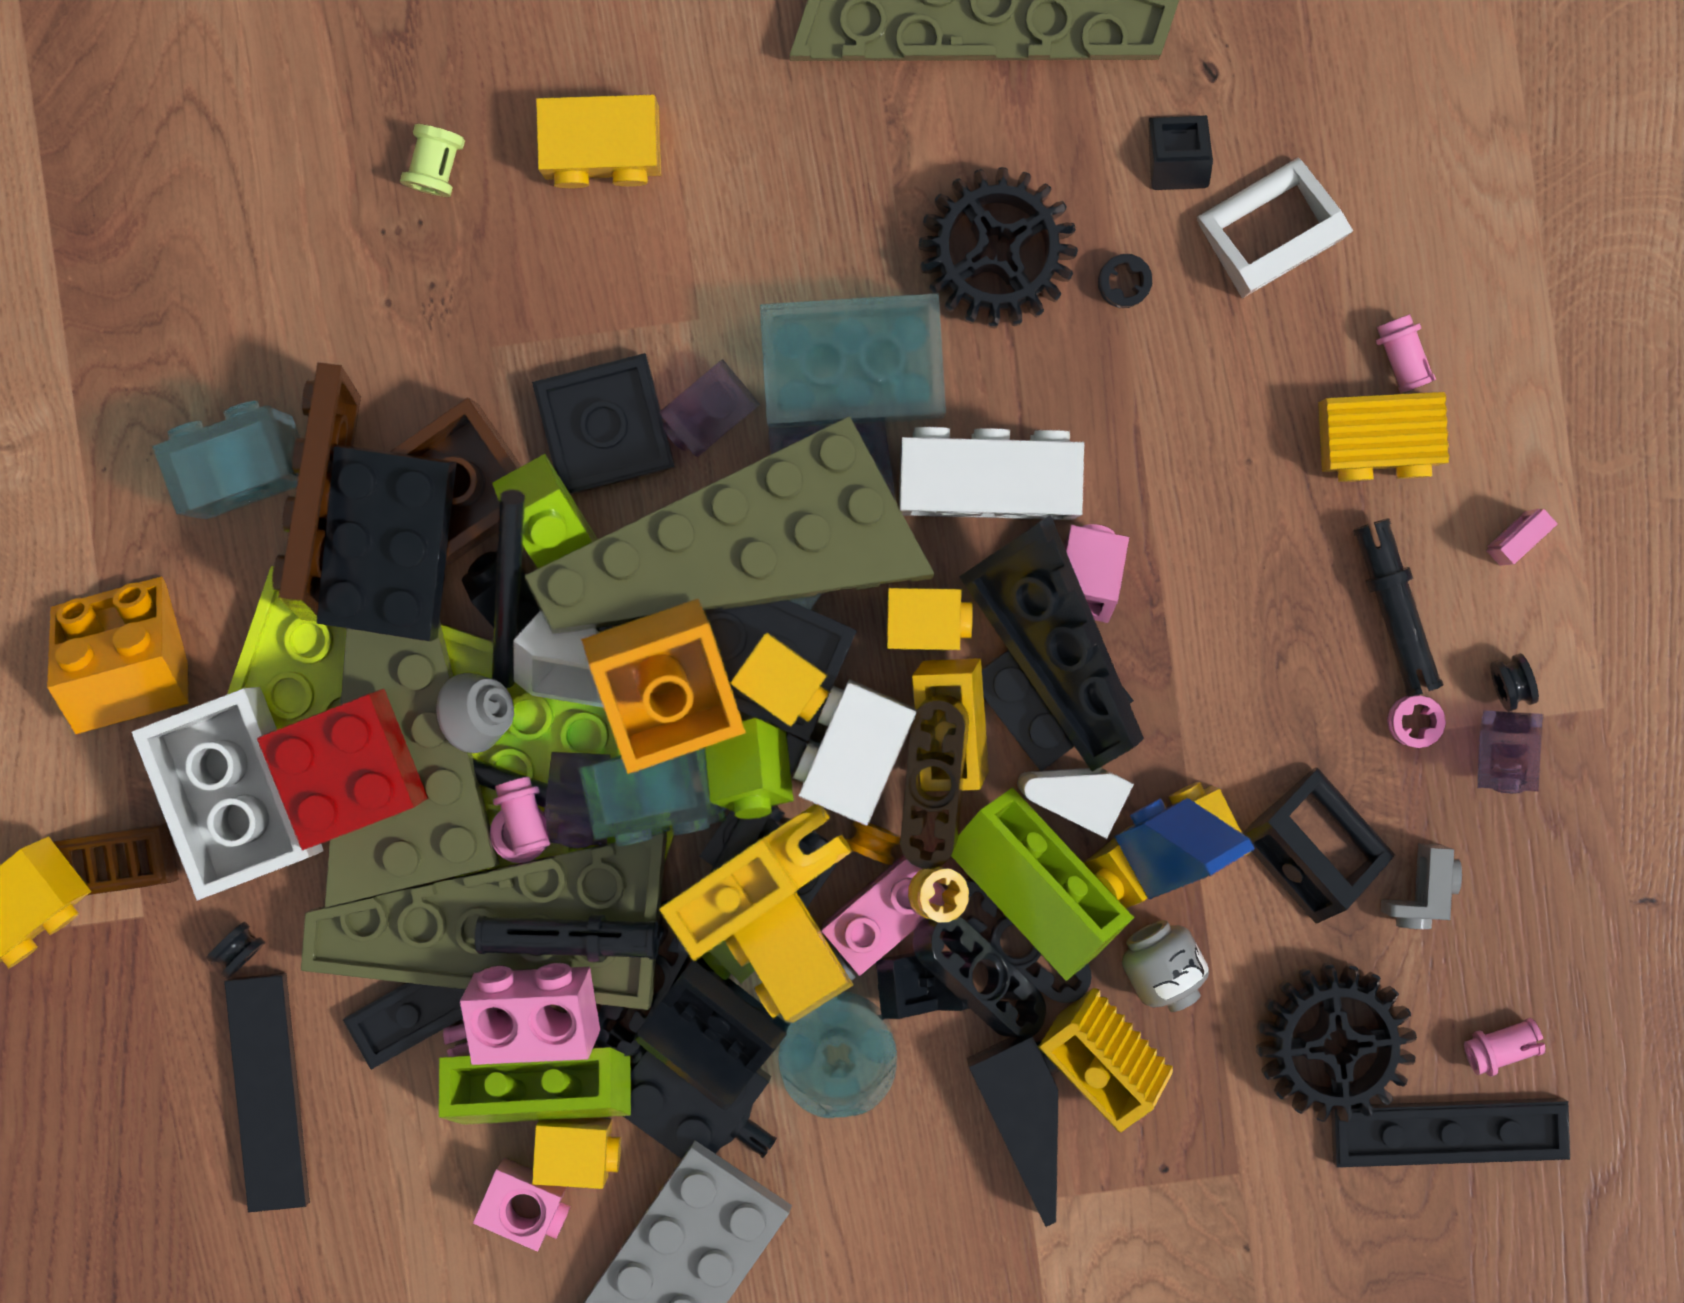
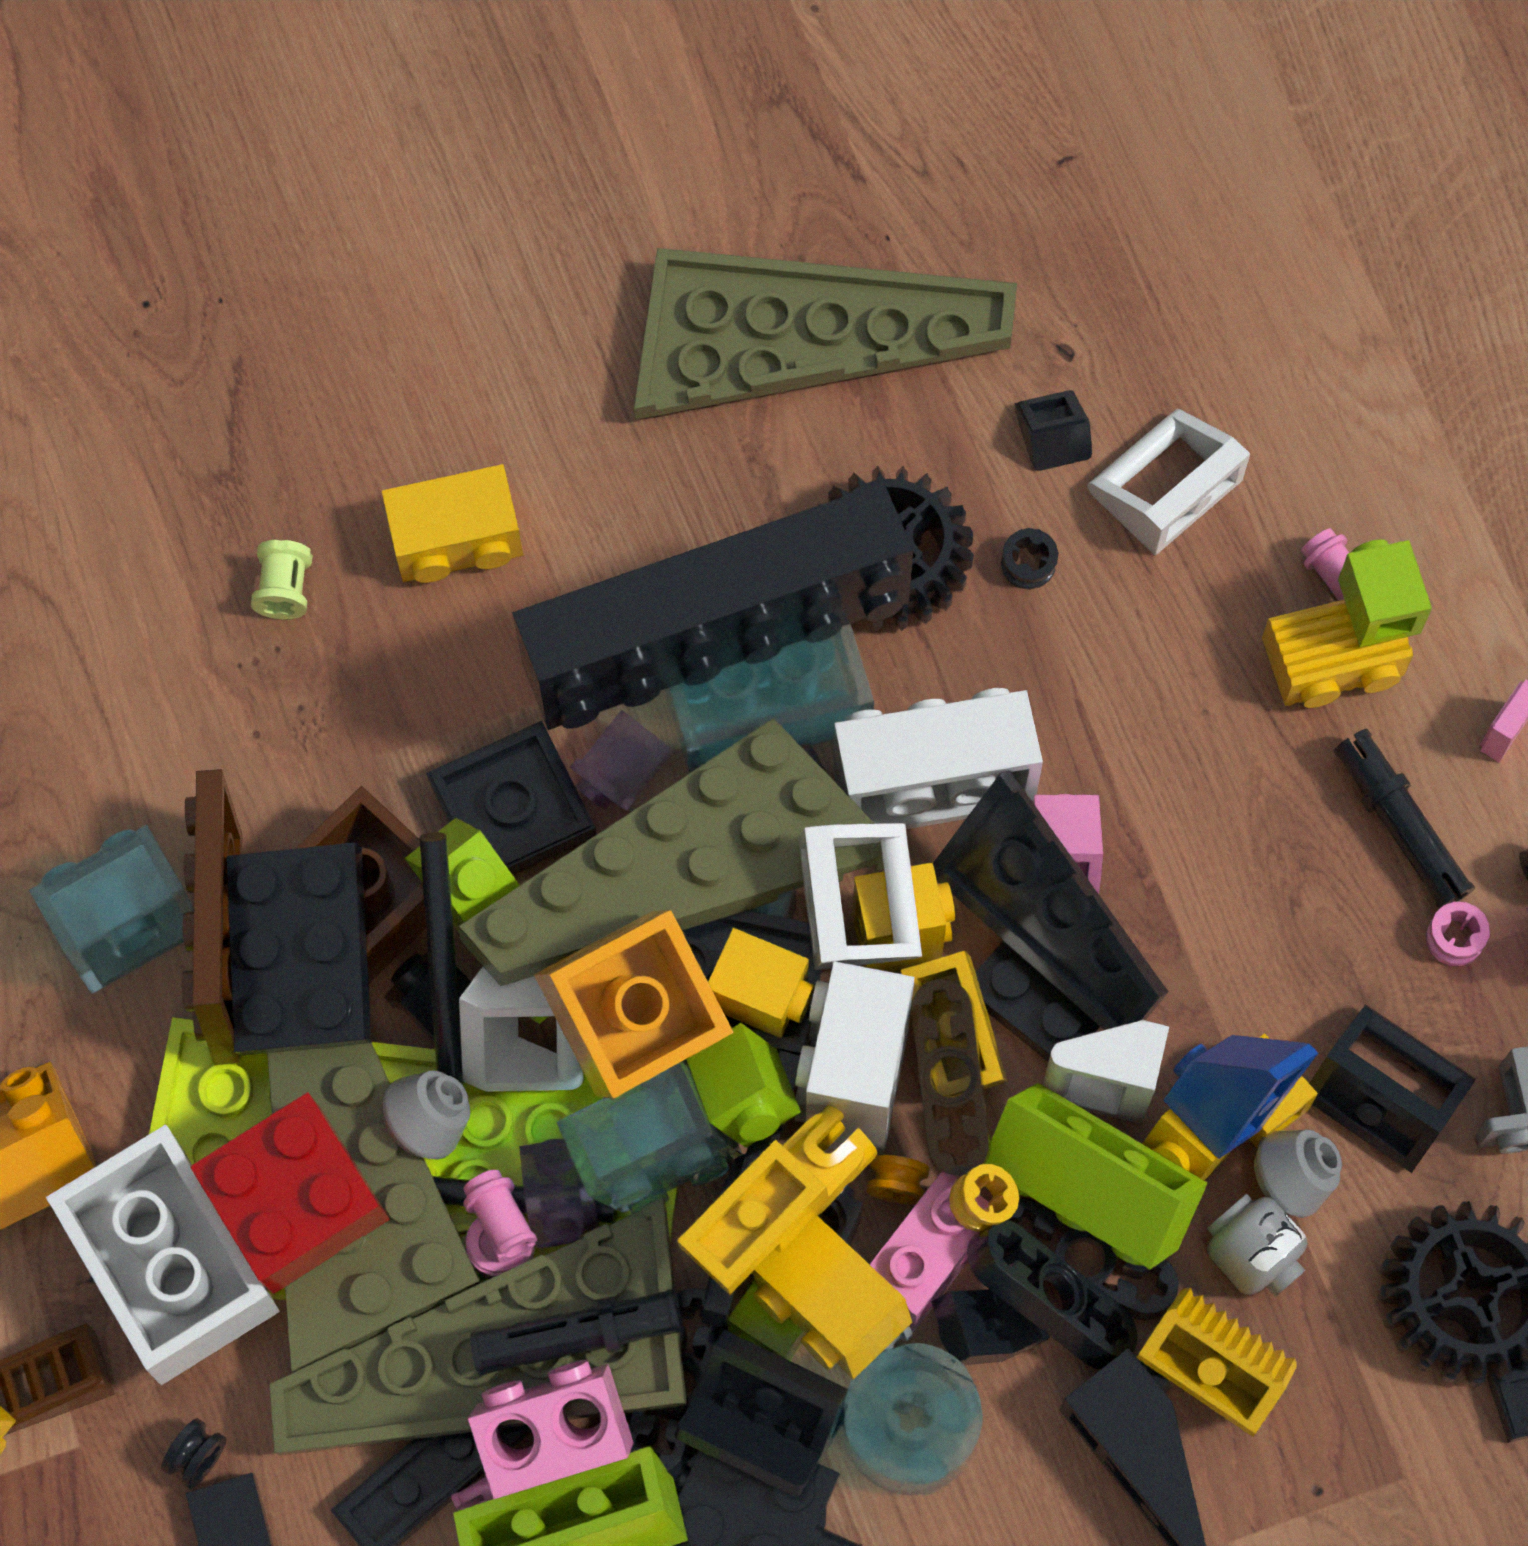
camera: 10 degrees left, 20 degrees down
(815, 309) = (715, 607): none -> black brick
(853, 612) = (824, 896): none -> white tile
(1217, 910) = (1297, 1170): none -> light grey cone
(1437, 404) = (1384, 592): none -> lime brick

